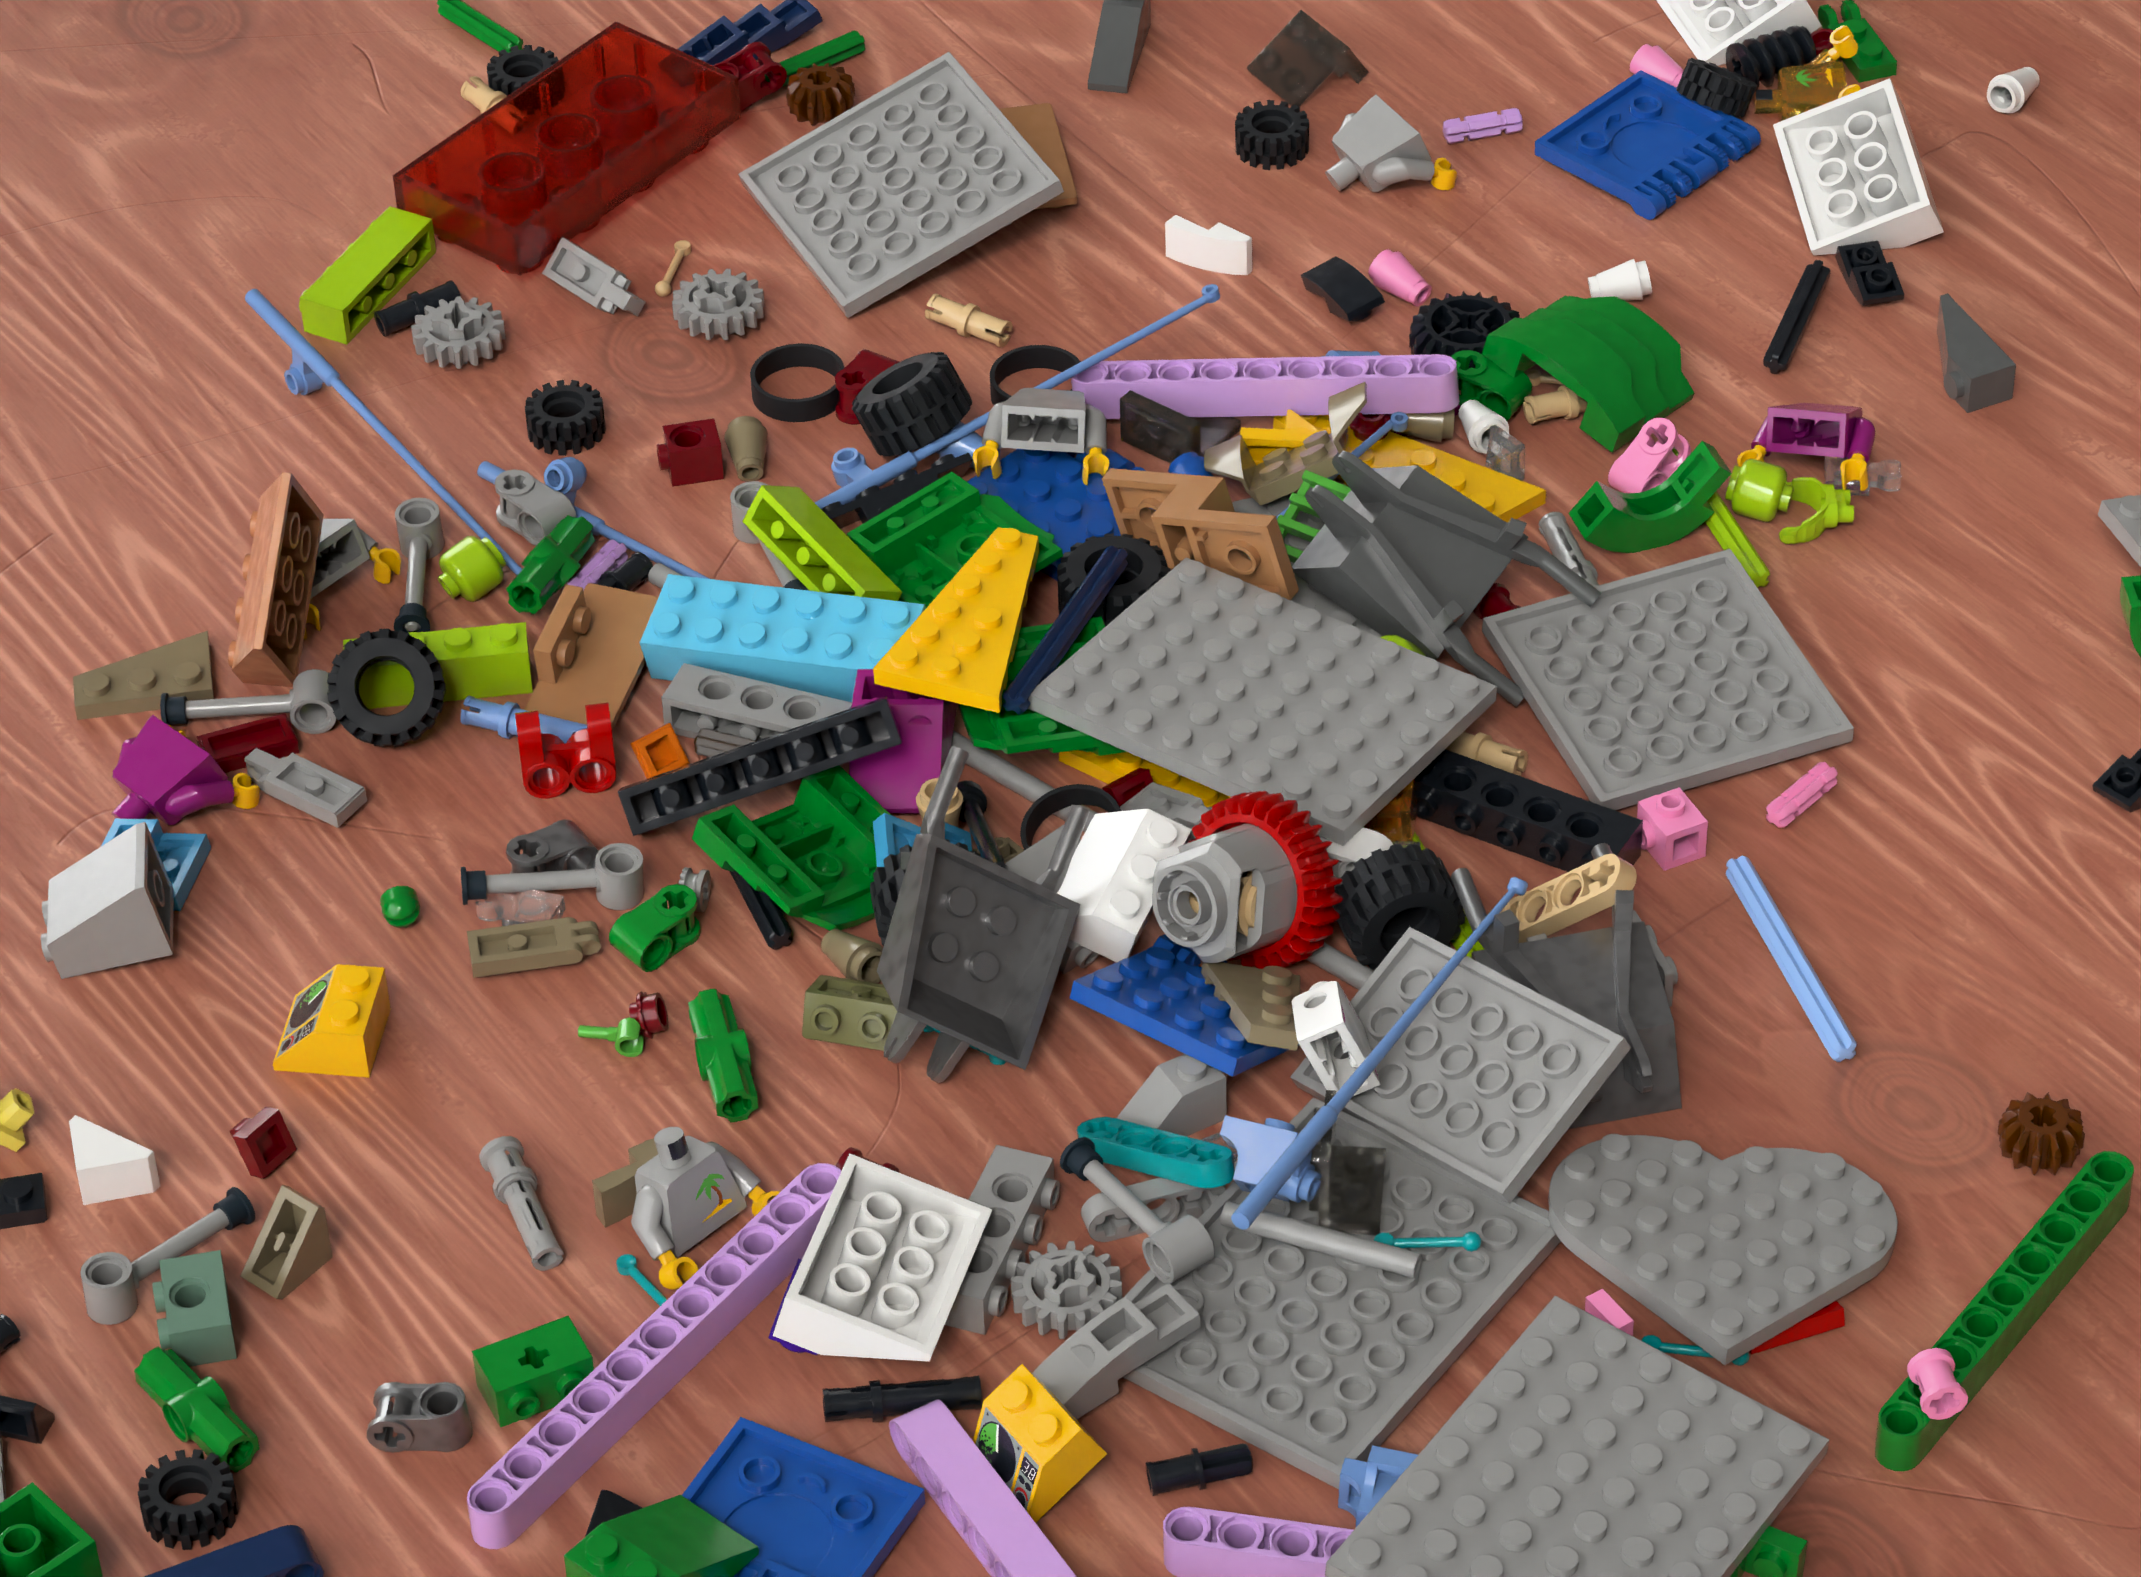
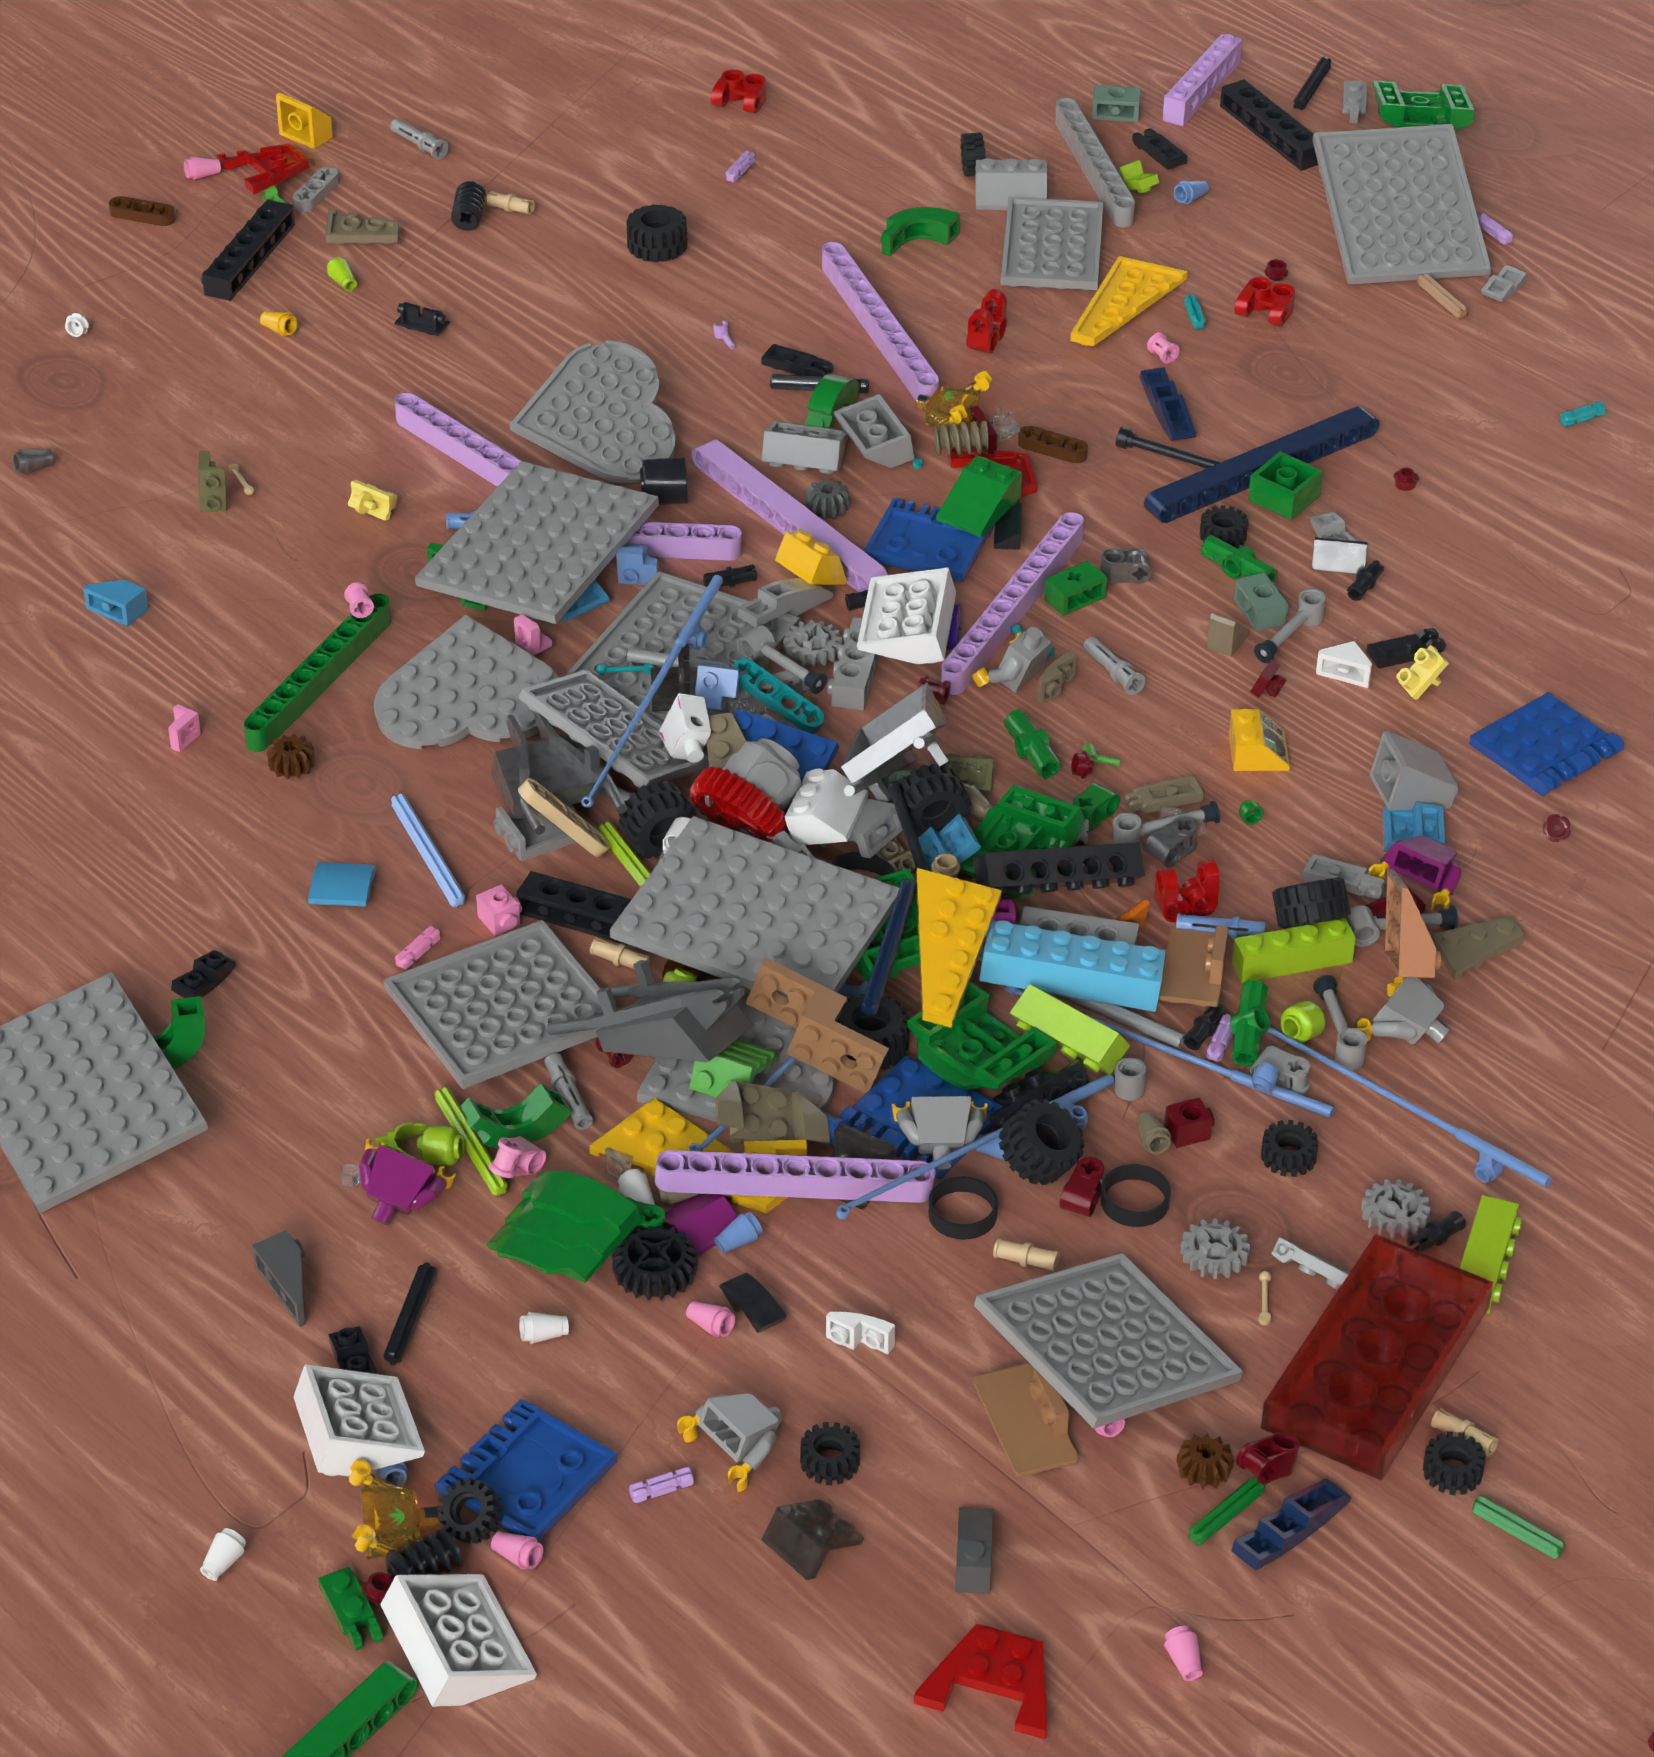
camera: 170 degrees right, 0 degrees up
(1931, 903) = (341, 884): none -> dark azure slope

